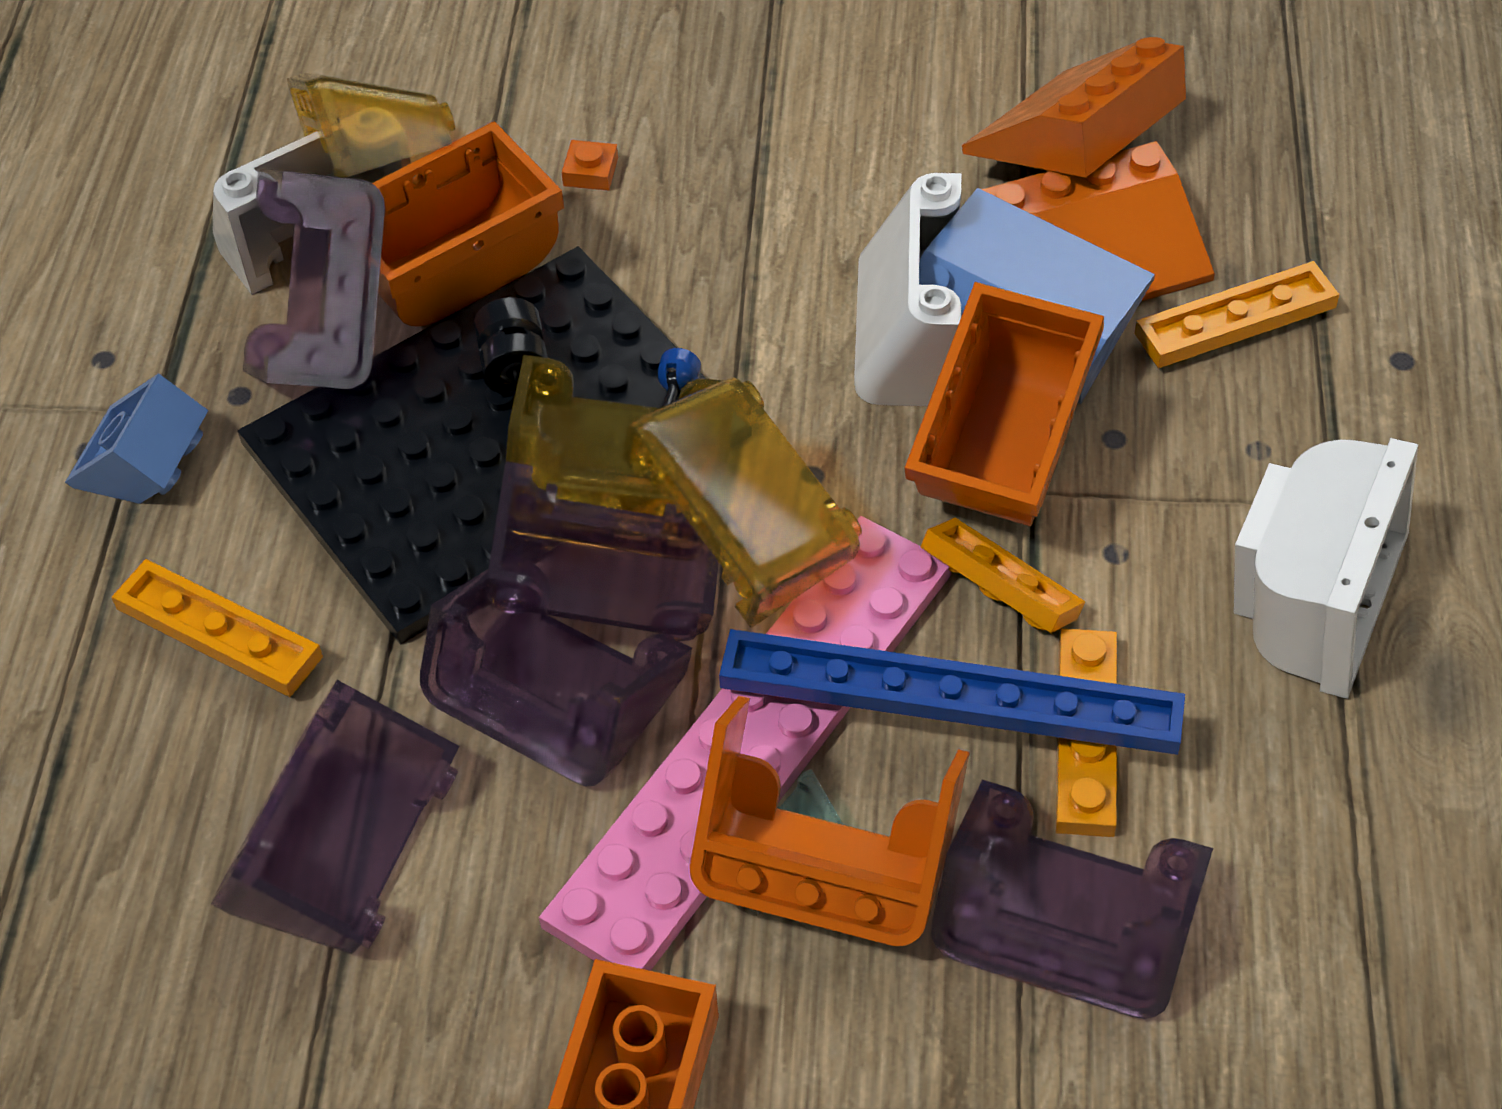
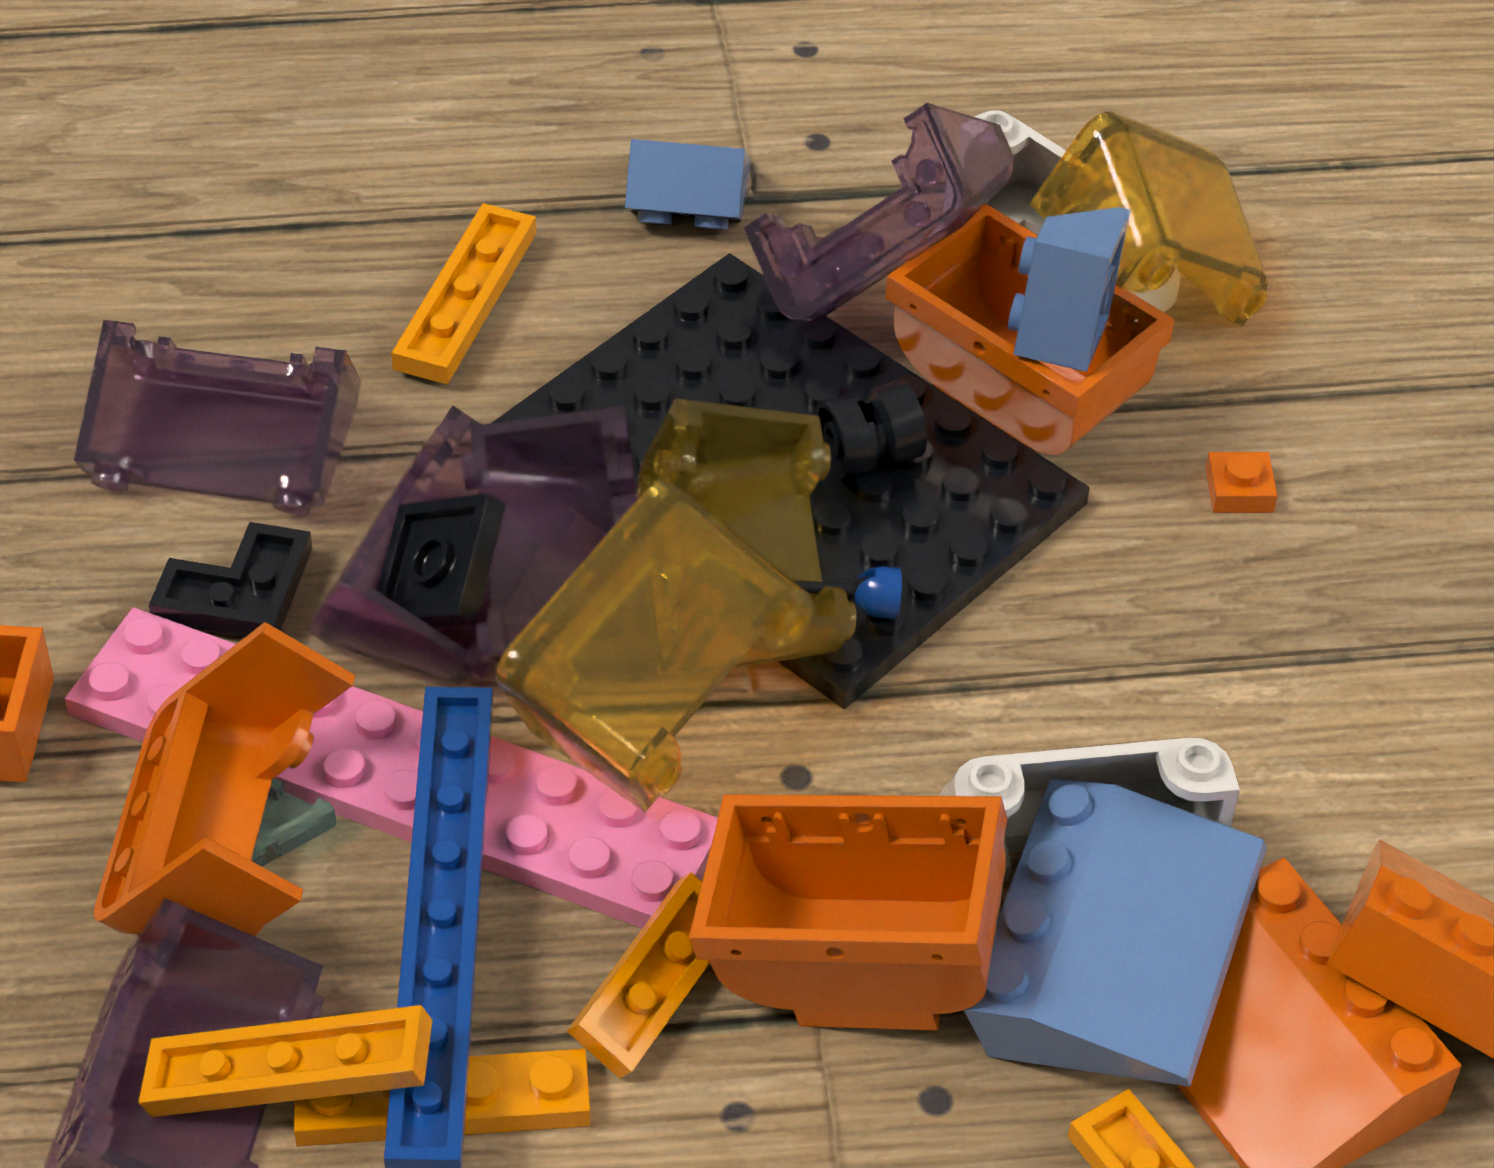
camera: 75 degrees right, 5 degrees down
(481, 149) = (1068, 286): none -> medium blue slope
(546, 828) = (239, 597): none -> black plate
(582, 646) = (442, 557): none -> black plate
(1082, 805) = (287, 1061): none -> light orange plate

